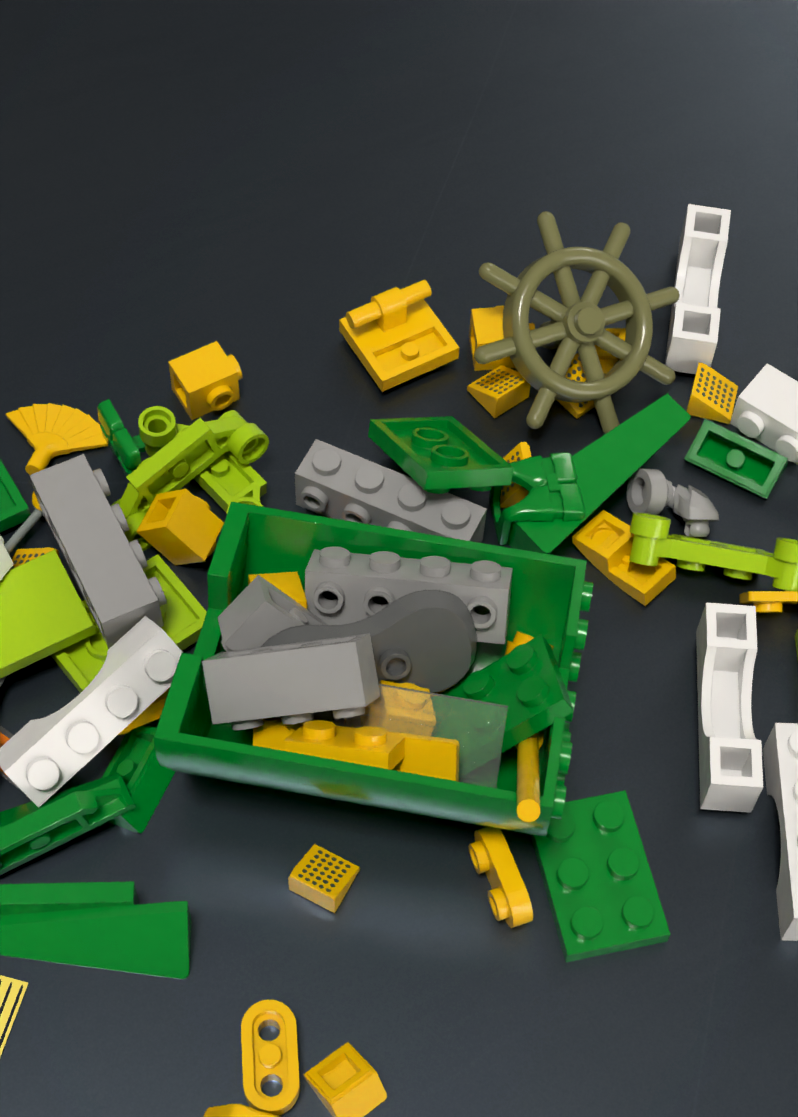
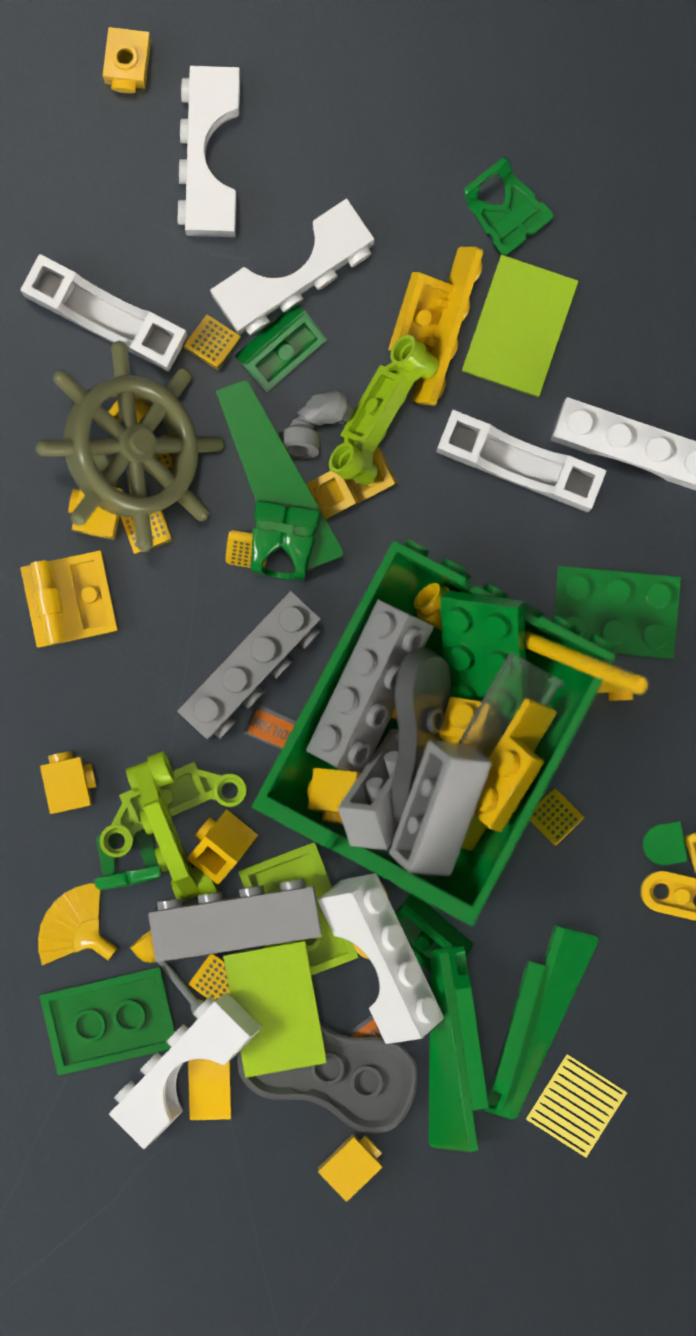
camera: 75 degrees left, 30 degrees up
(331, 1020) = (665, 844): none -> green tile
(440, 453) = (221, 611): green plate -> none

